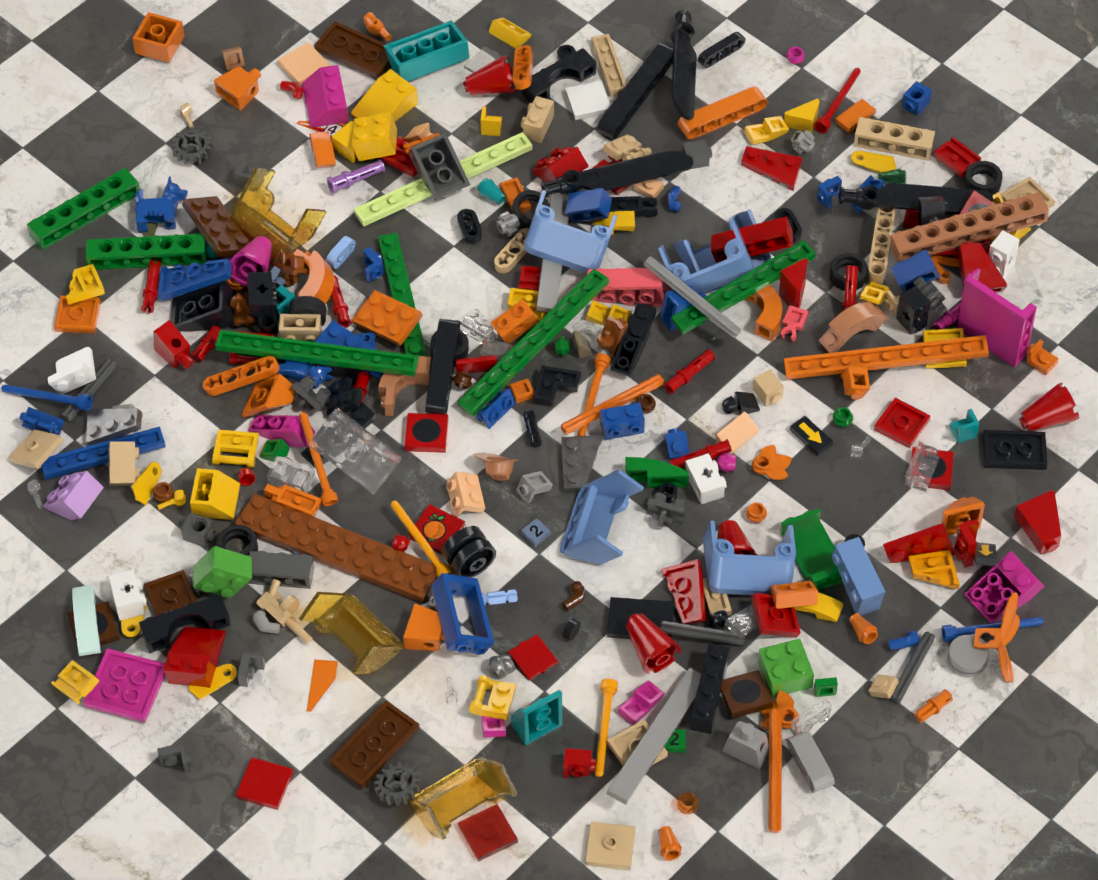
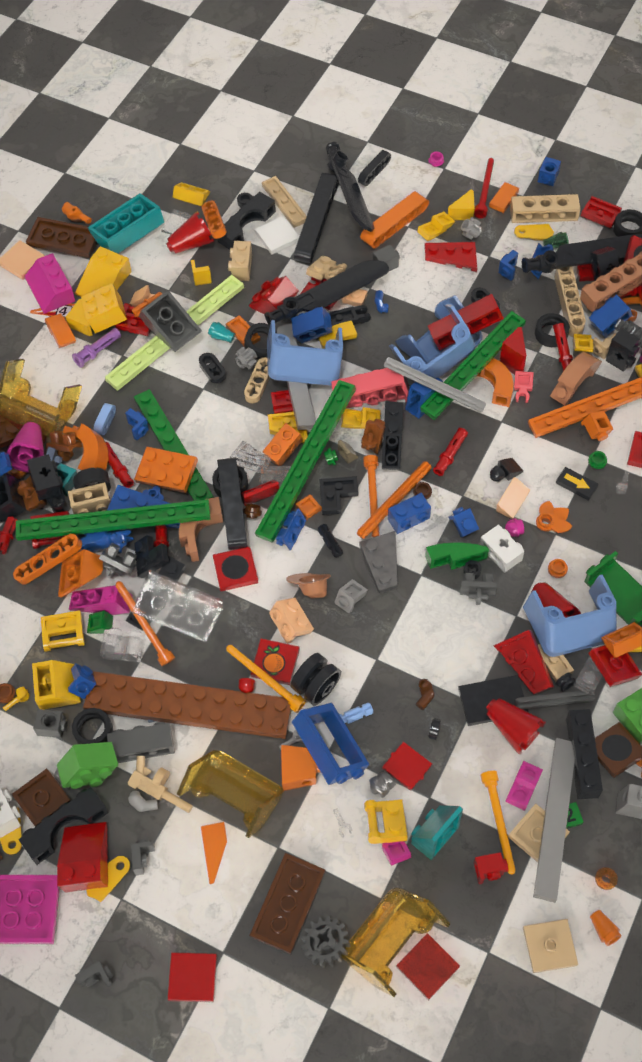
camera: 15 degrees left, 5 degrees up
(240, 499) = (82, 682): none -> blue bracket
(246, 476) = (80, 656): red hinge -> none
(293, 499) = (132, 667): orange hinge -> none
(294, 87) = (23, 284): red arm -> none
(536, 532) = (367, 639): sand blue tile -> none
(593, 517) = (414, 613): medium blue windscreen -> none
(713, 450) = (500, 519): red pin -> none
(768, 388) = (525, 450): tan brick -> none

